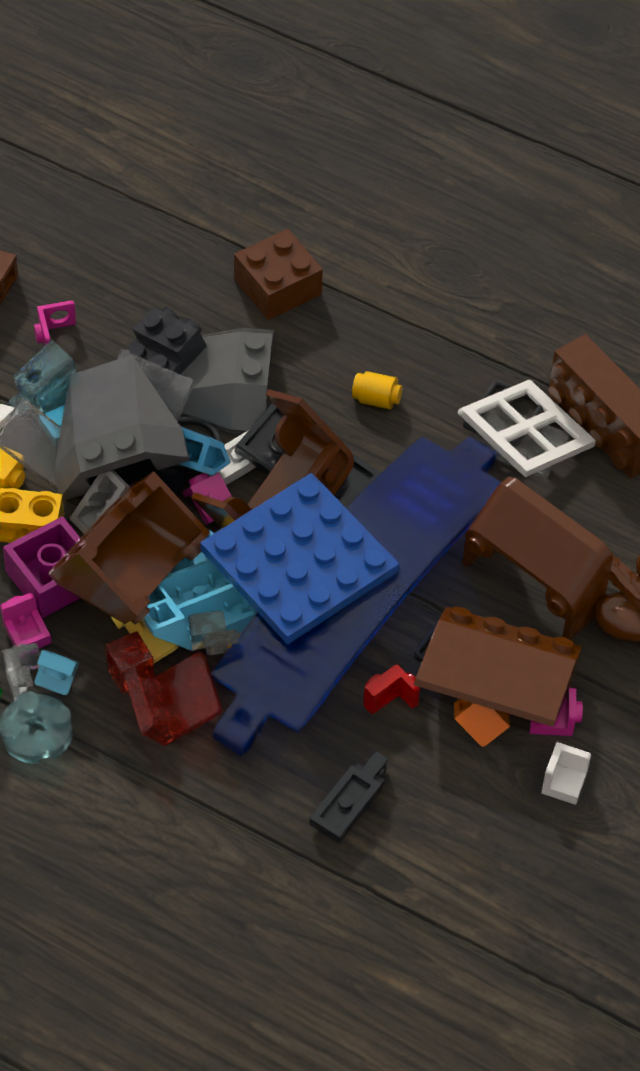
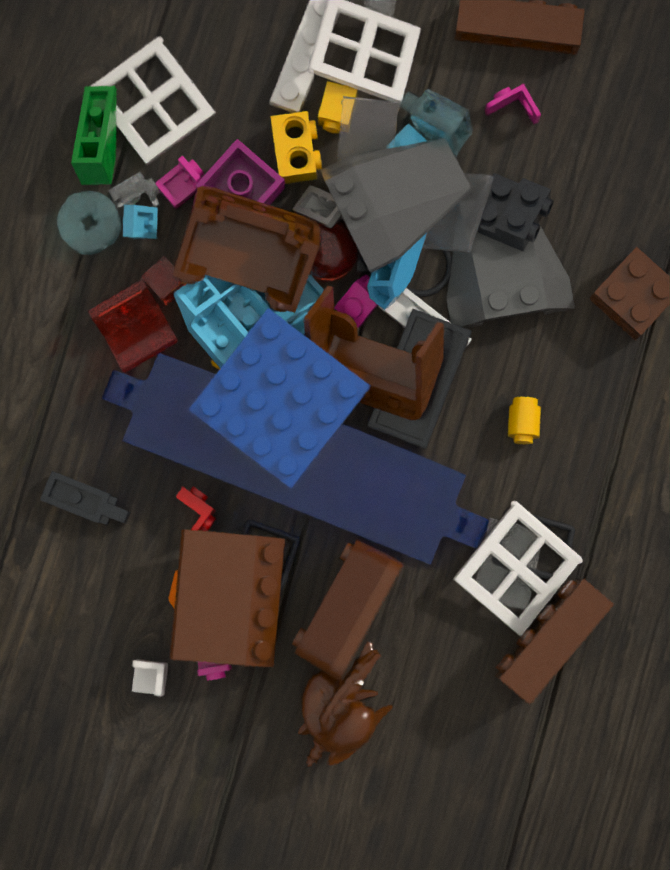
camera: 85 degrees right, 30 degrees up
(210, 633) = (189, 343): clear smoke bracket -> none

